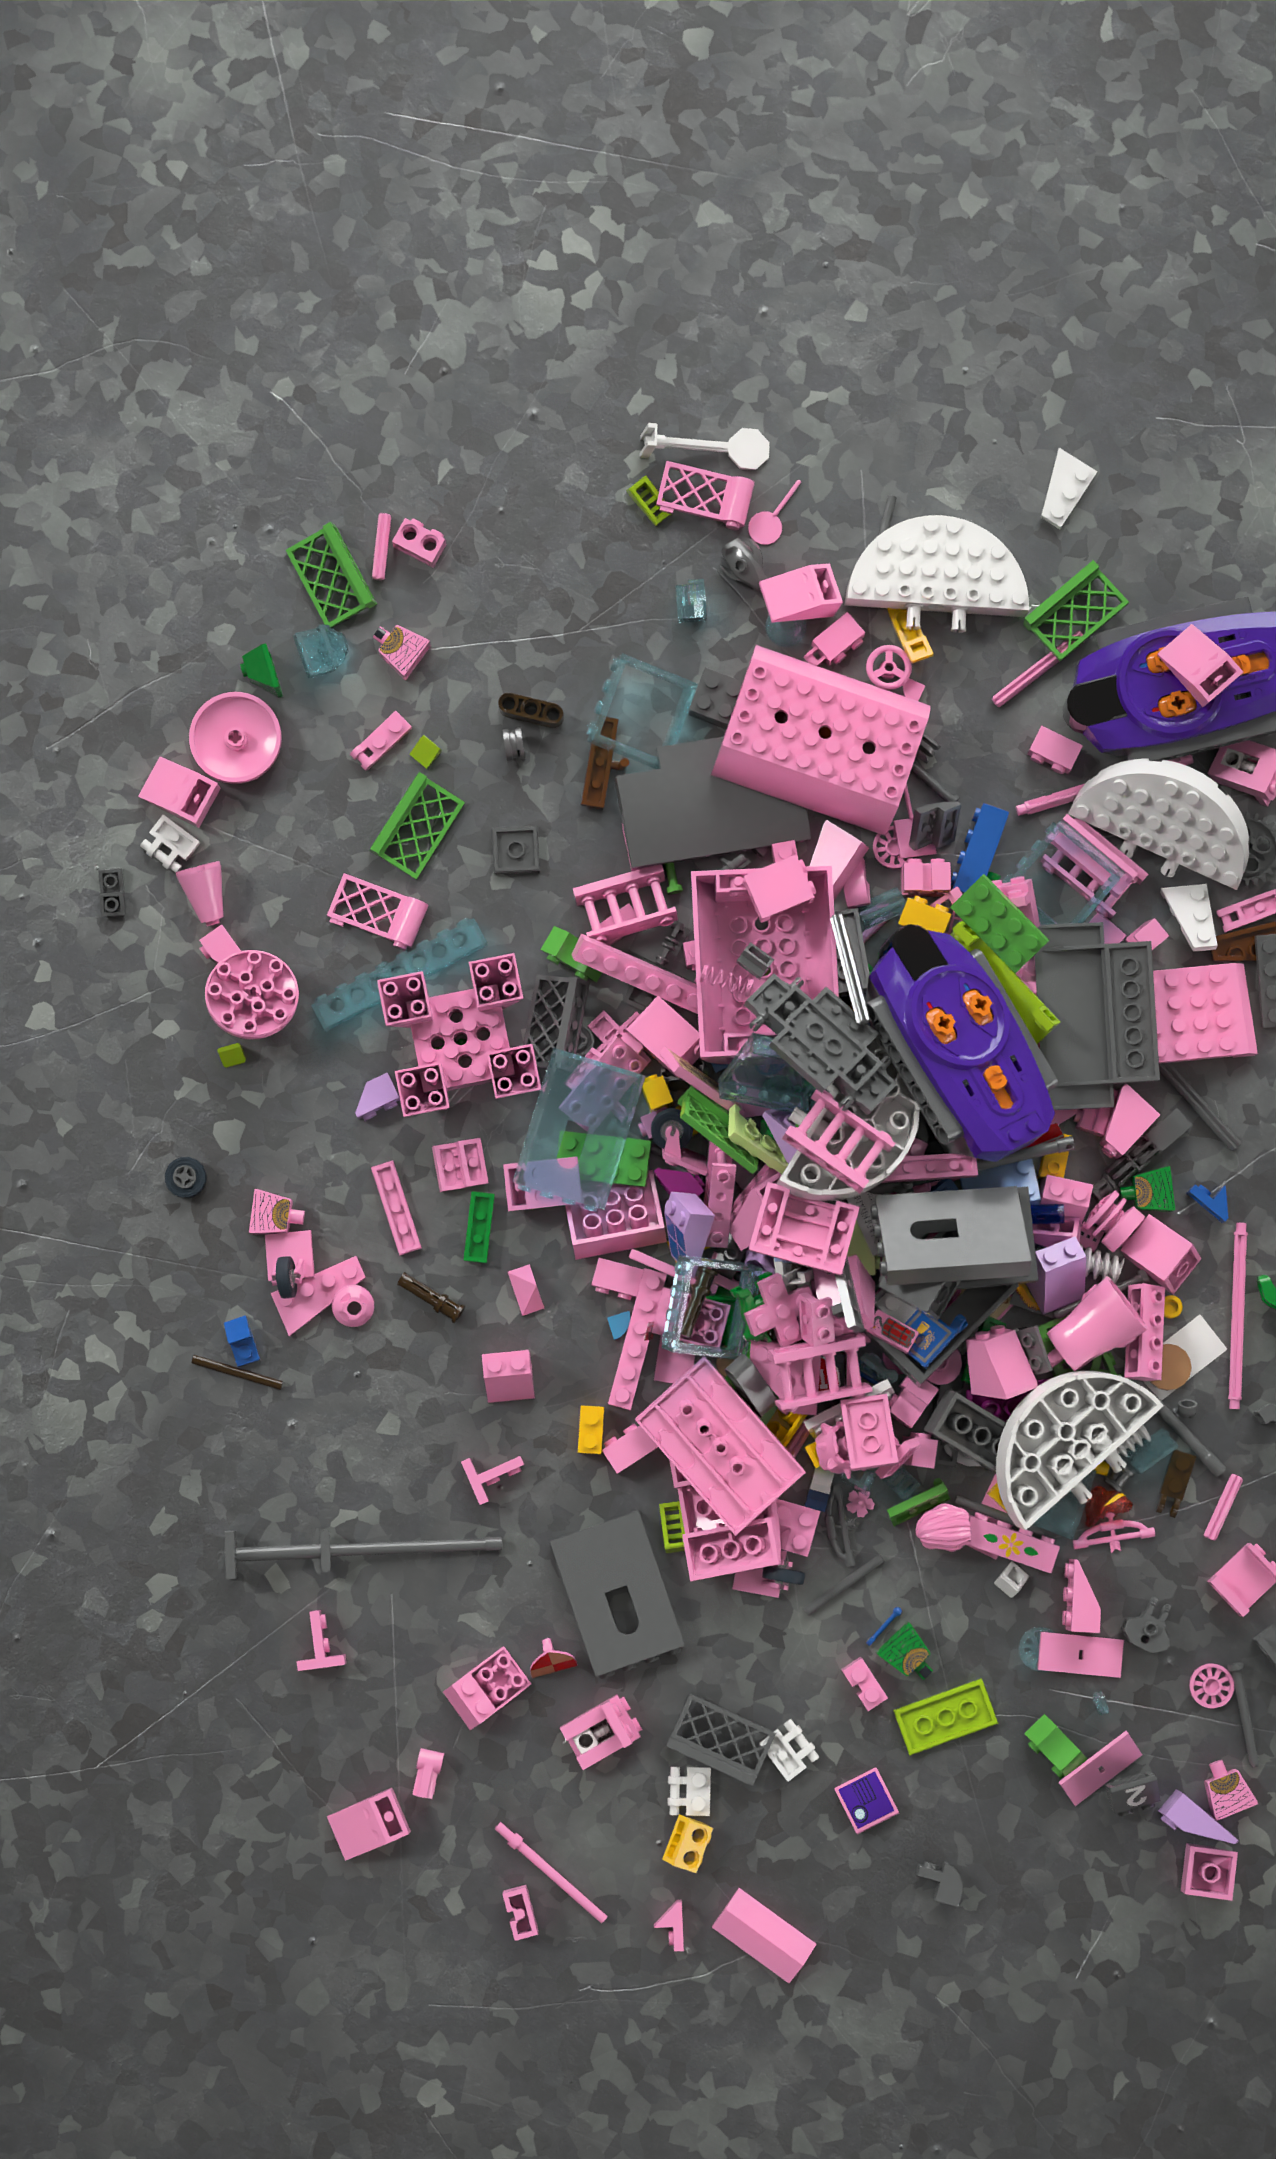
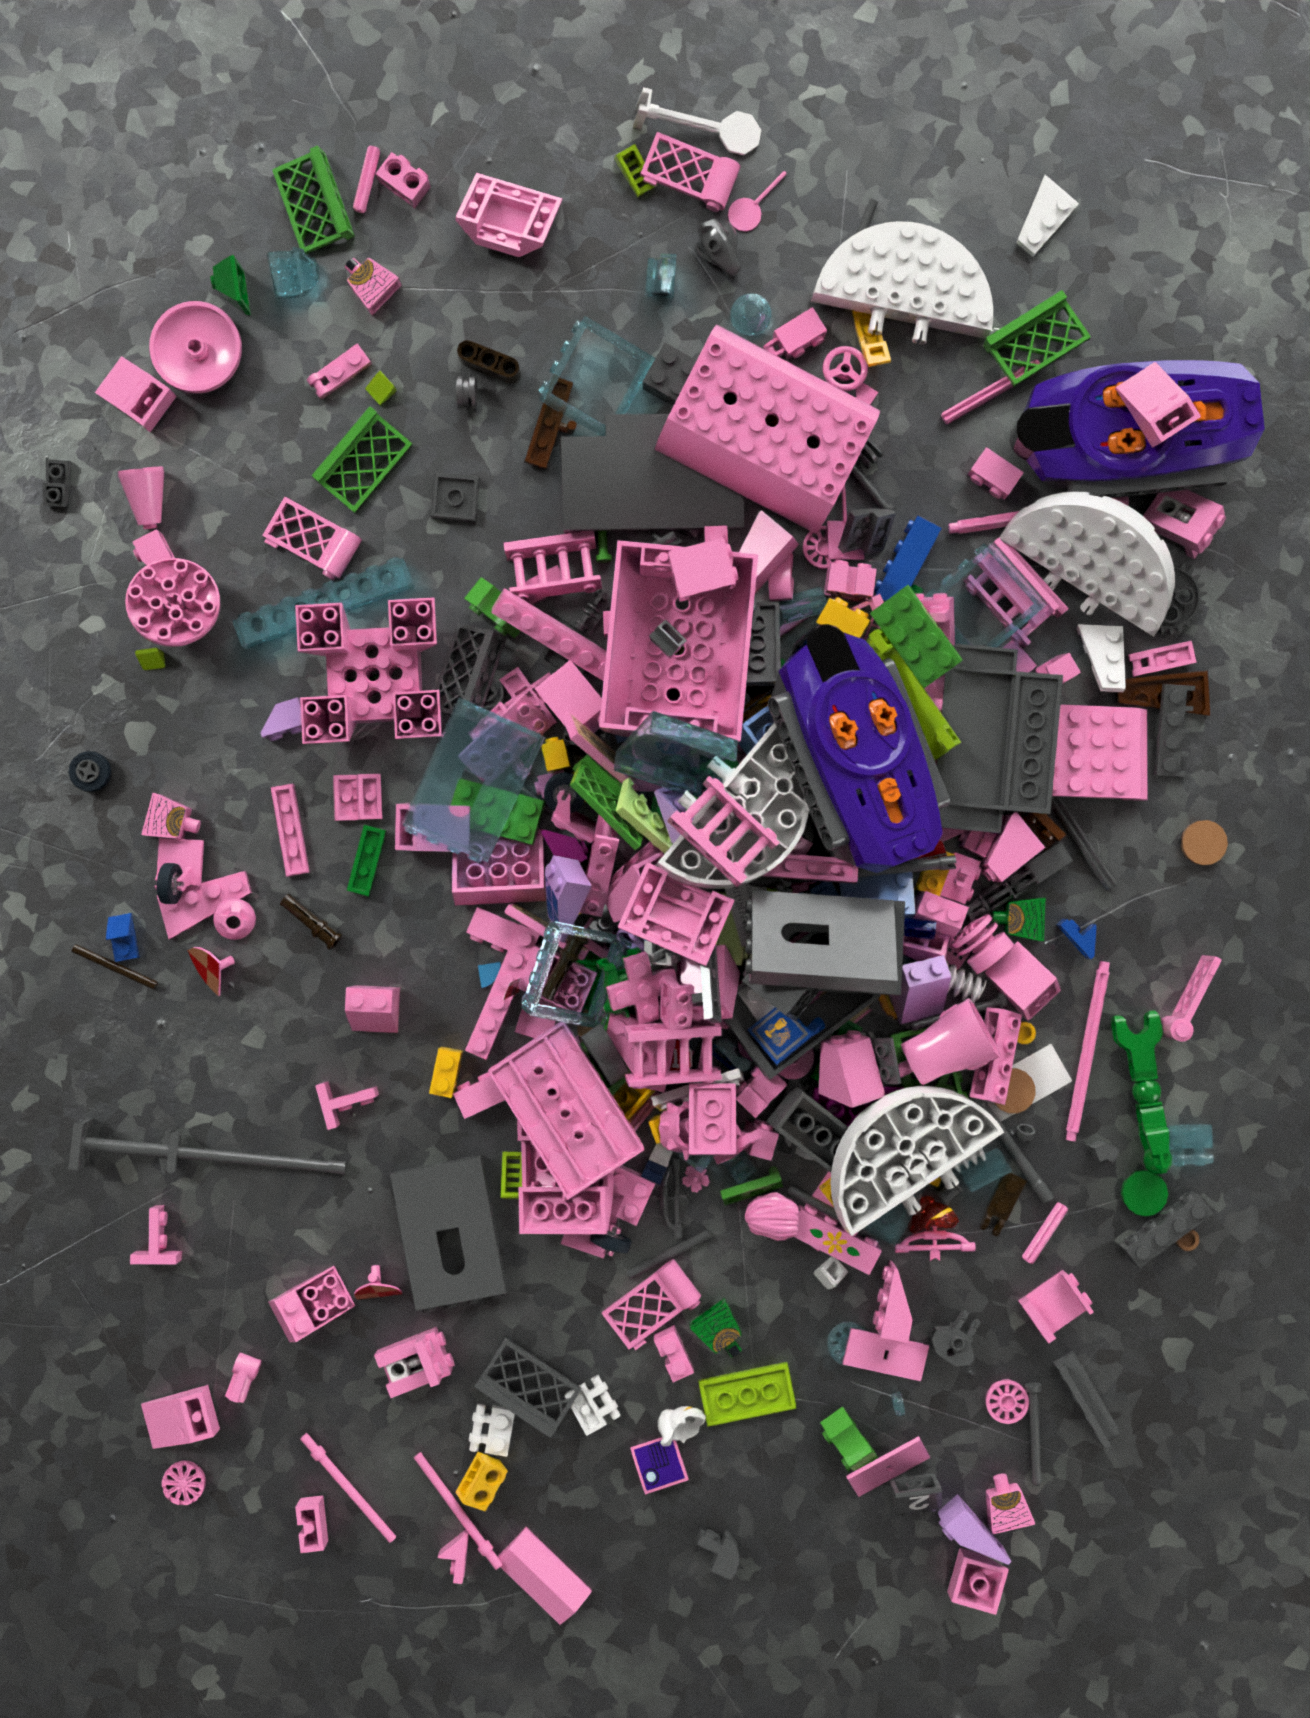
camera: 10 degrees right, 5 degrees up
(173, 837) = (124, 438): white plate -> none
(334, 1357) = (209, 967): none -> shield
(381, 1892) = (183, 1482): none -> bright pink wheel
(526, 1290) = (404, 927): bright pink slope -> none
(529, 563) = (506, 215): none -> bright pink slope
(633, 1043) = (540, 704): bright pink tile -> none
(700, 1912) = (484, 1546): none -> bright pink bar
(703, 979) = (658, 660): bright pink piece -> none
(802, 594) = (770, 283): bright pink slope -> none
(822, 1041) = (722, 729): dark grey piece -> none
(850, 969) = (761, 660): axle -> none
(860, 1620) = (678, 1291): none -> bright pink piece
(882, 1755) = (679, 1424): none -> white hair
(893, 1331) = (750, 1024): tile -> none
(897, 1611) = (715, 1288): blue hinge -> none
(1082, 1159) = (960, 880): none -> bright pink brick
(1156, 1096) = (1043, 828): none -> reddish brown bracket

